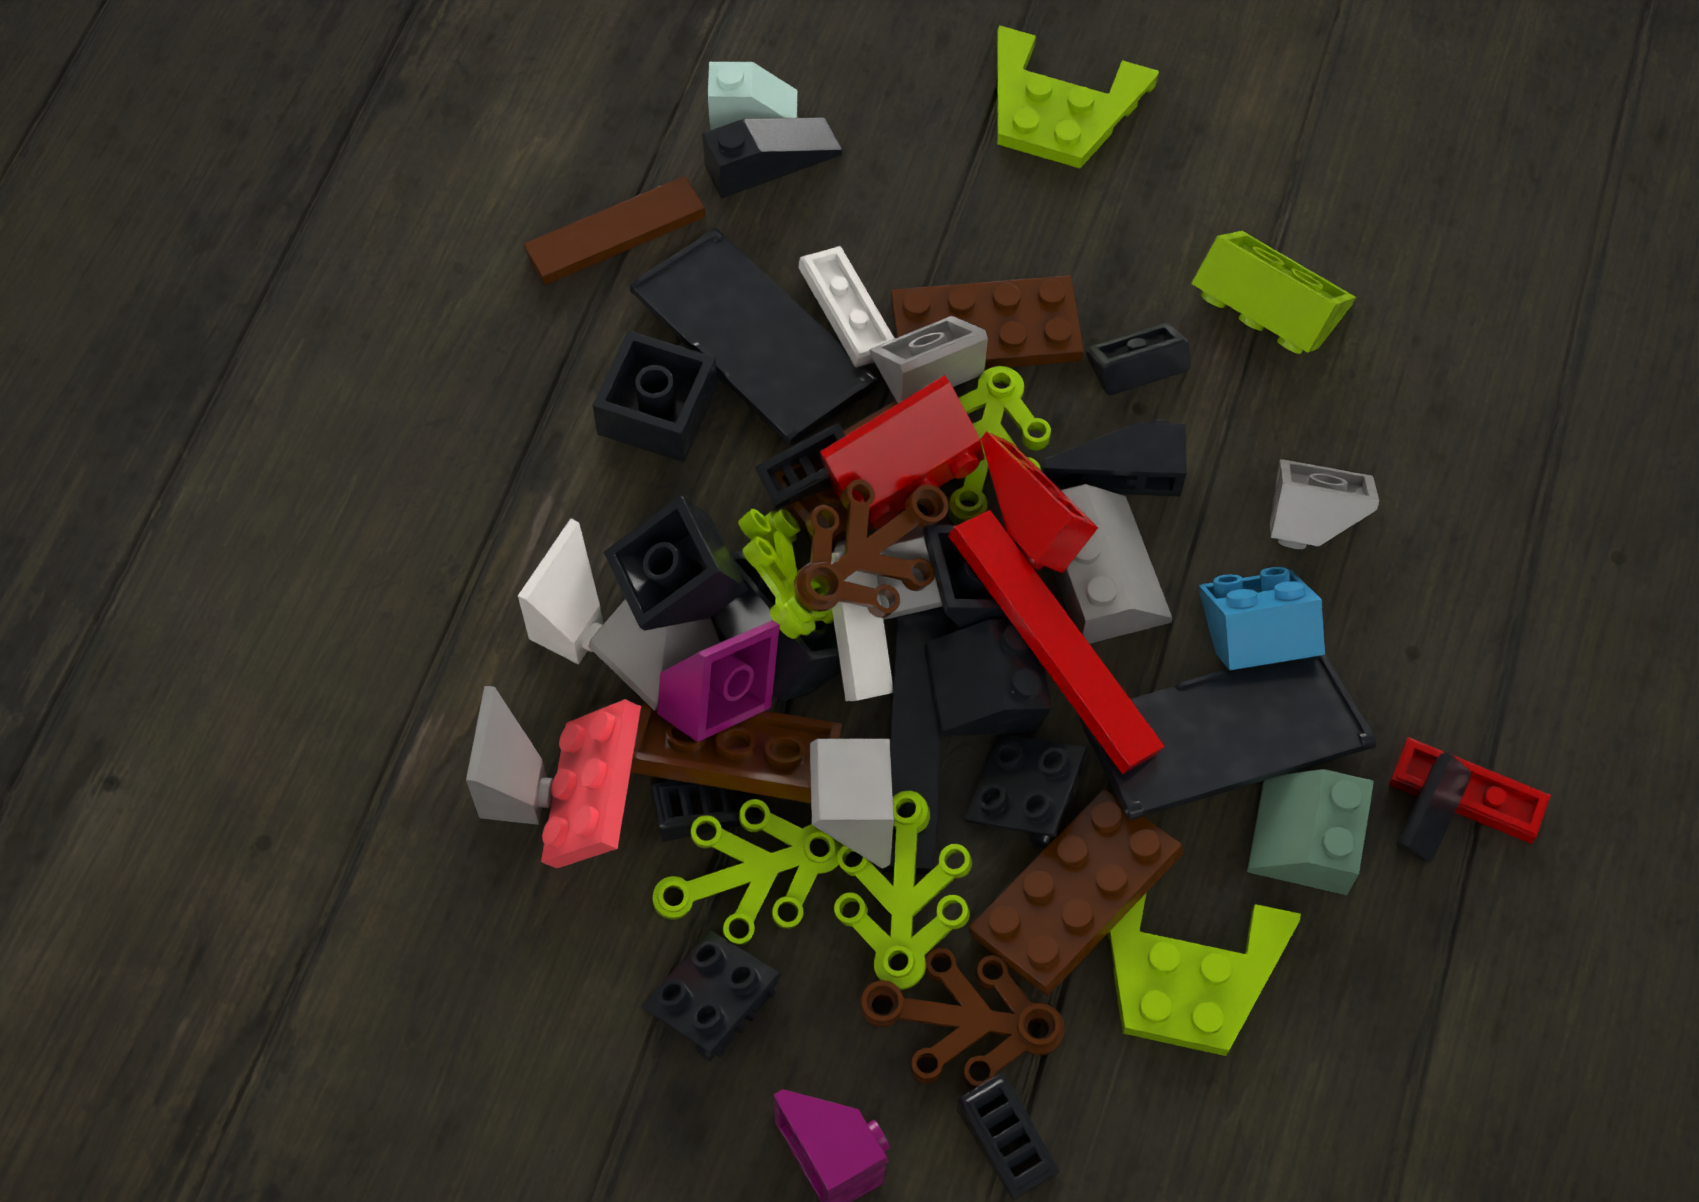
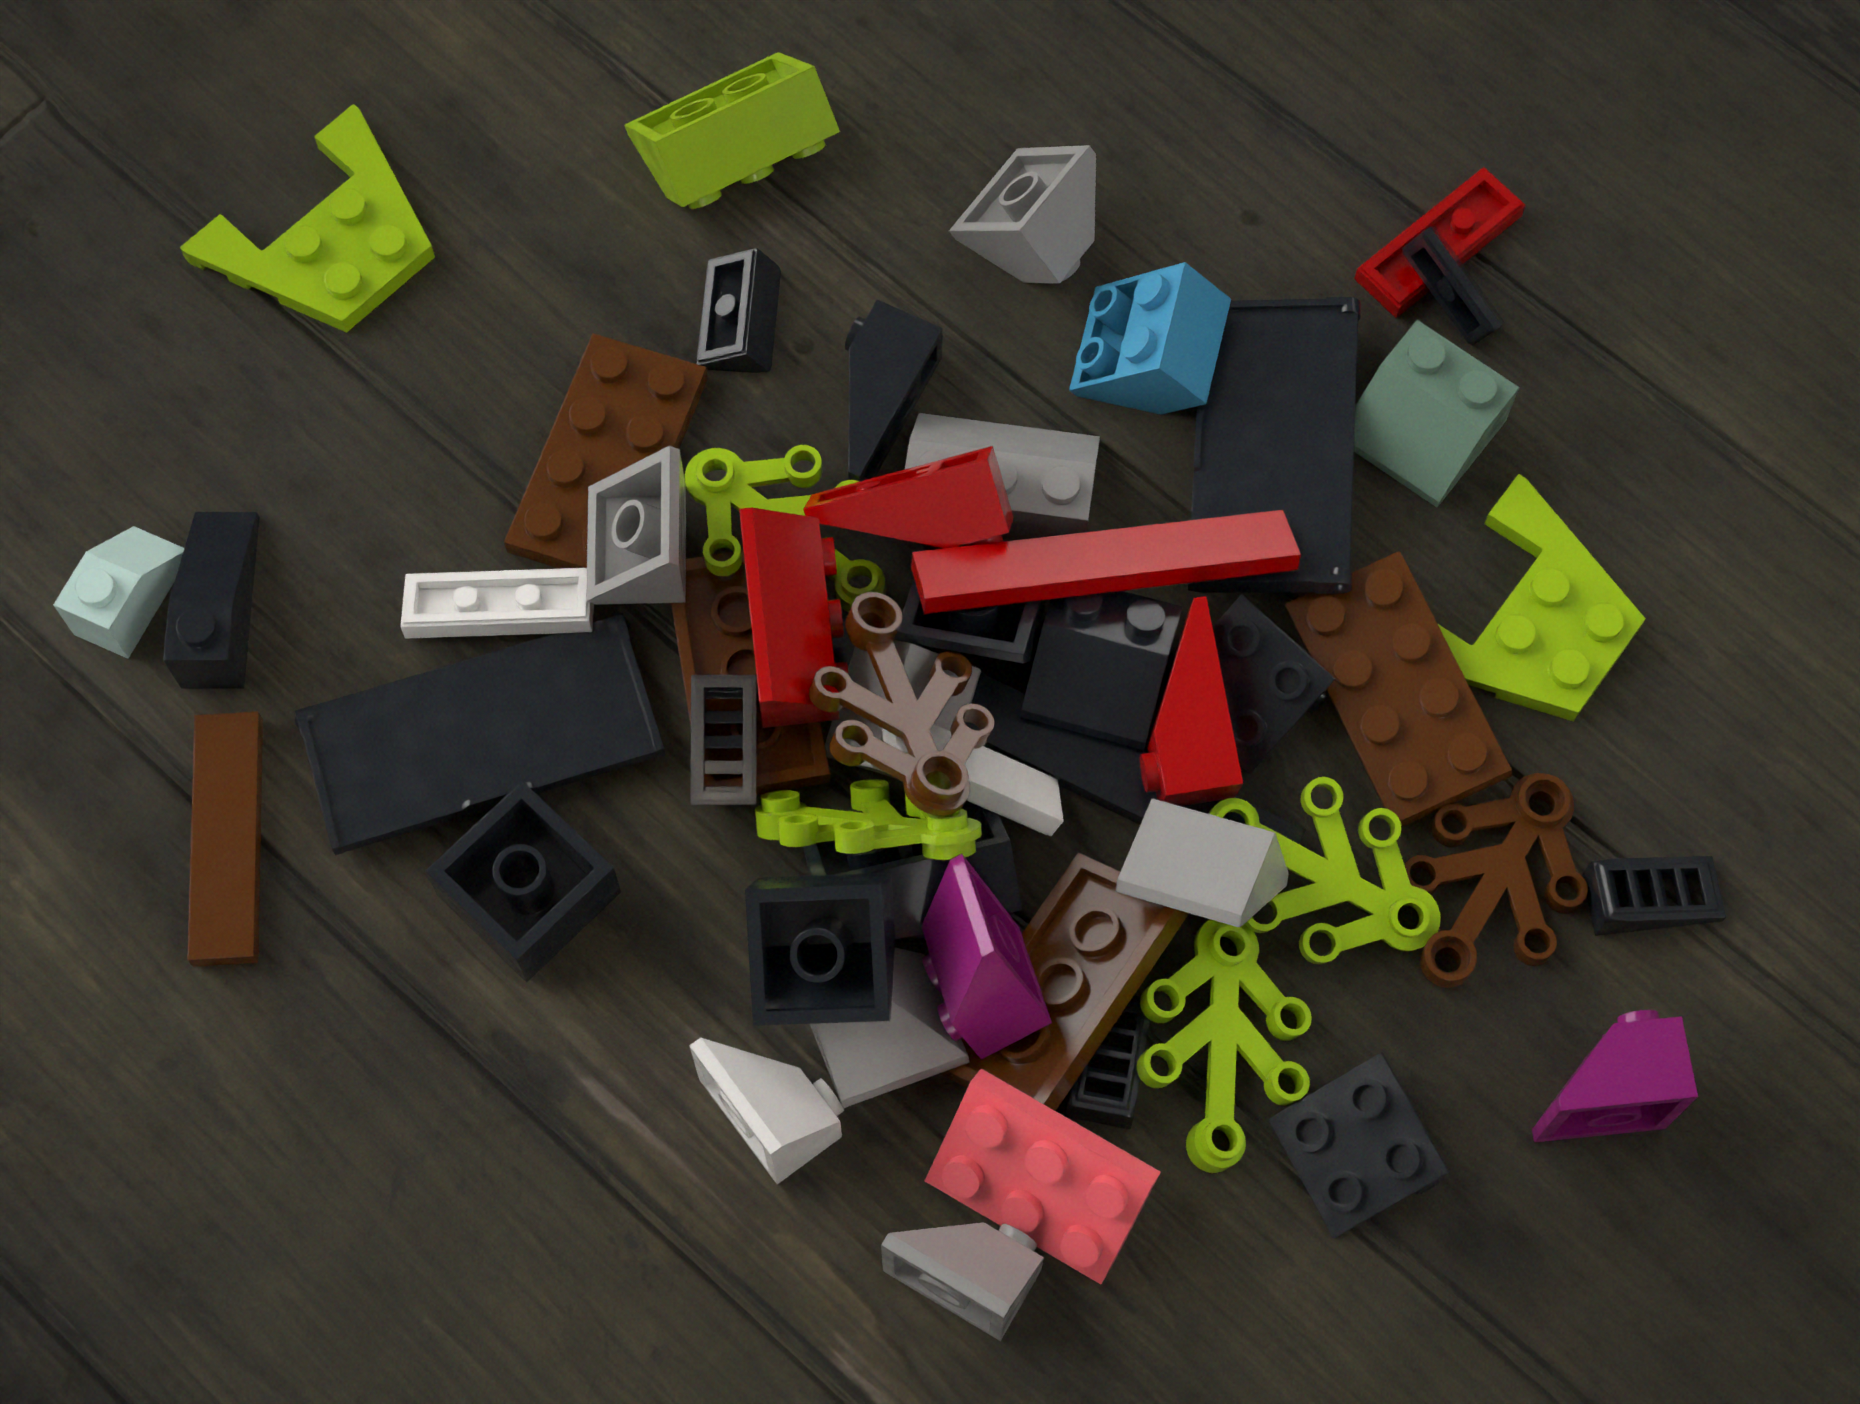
camera: 65 degrees left, 5 degrees up
(969, 748) = (1193, 740): none -> red slope

